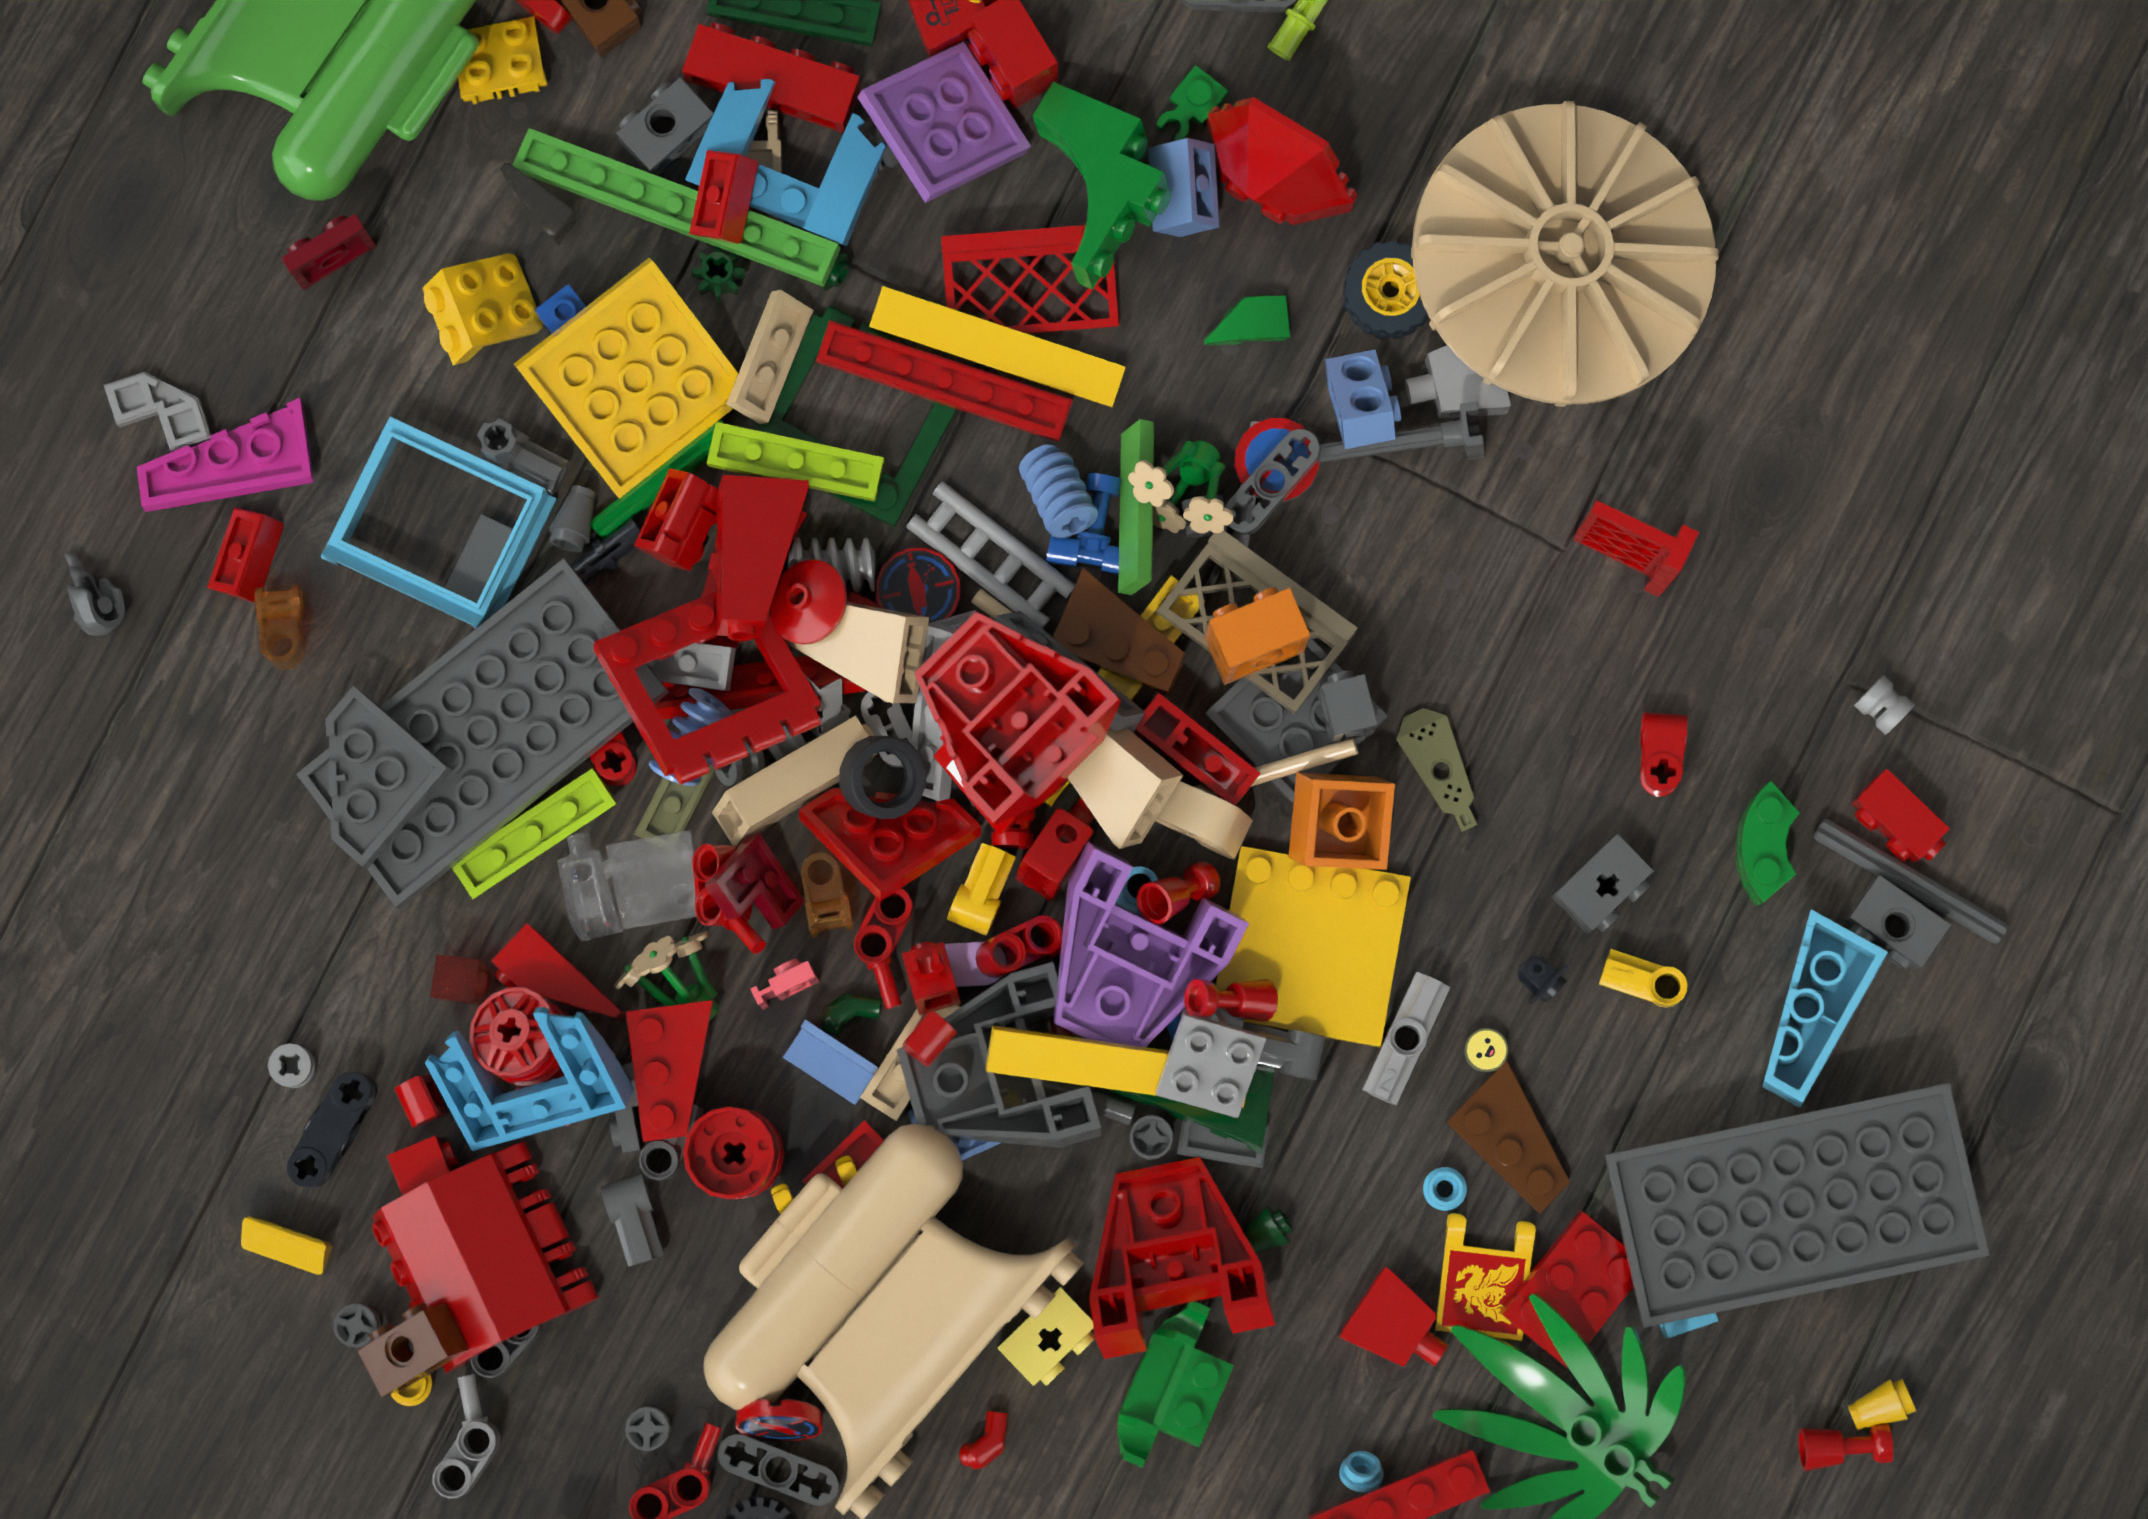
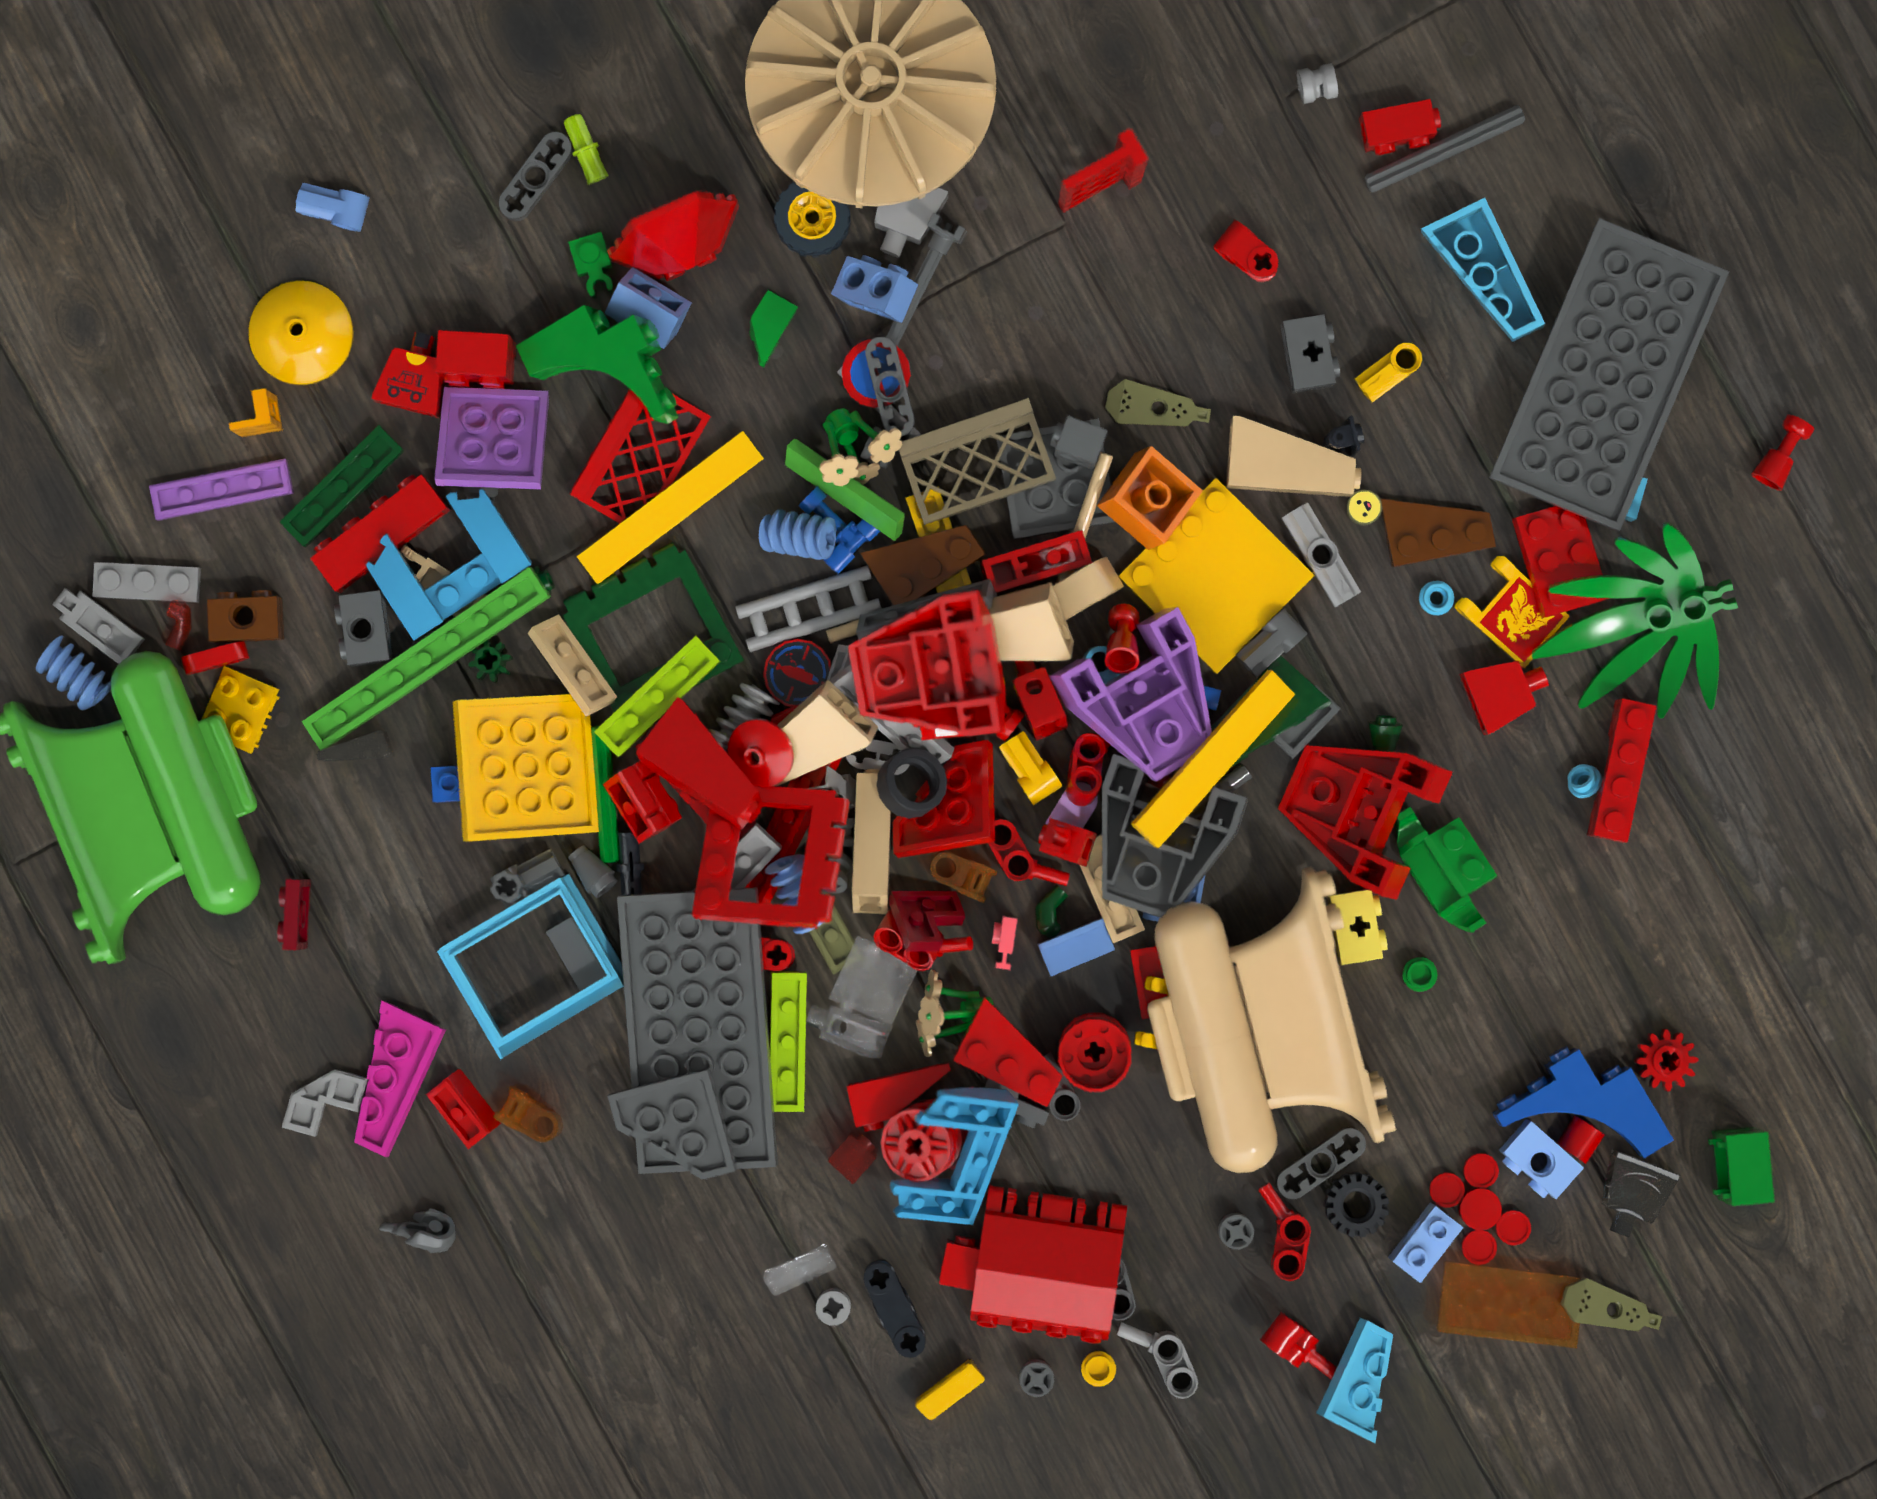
camera: 55 degrees left, 5 degrees up
(306, 1006) = (799, 1270): none -> clear slope
(420, 1100) = (915, 1236): red brick -> none
(434, 1342) = (1084, 1333): reddish brown brick -> none
(481, 305) = (402, 836): yellow bracket -> none
(631, 1210) = (1083, 1145): dark grey piece -> none
(723, 196) = (444, 622): red slope -> none
(787, 1422) = (1298, 1132): tile -> none
(929, 1038) = (1110, 871): red brick -> none
(944, 381) = (669, 559): red tile -> none
(987, 1447) = (1400, 1014): red arm -> none
(1044, 1438) = (1419, 974): none -> green plate
(1150, 1132) = (1276, 768): dark grey wheel -> none
(1211, 1062) = (1250, 695): light grey plate -> none
(1244, 999) = (1223, 646): red piece -> none
(1256, 634) = (990, 468): orange brick -> none
(1473, 935) = (1281, 462): none -> tan slope
(1762, 845) = (1354, 229): green brick -> none
(1882, 1405) = (1773, 409): yellow cone -> none
(1921, 926) = (1482, 164): dark grey brick -> none

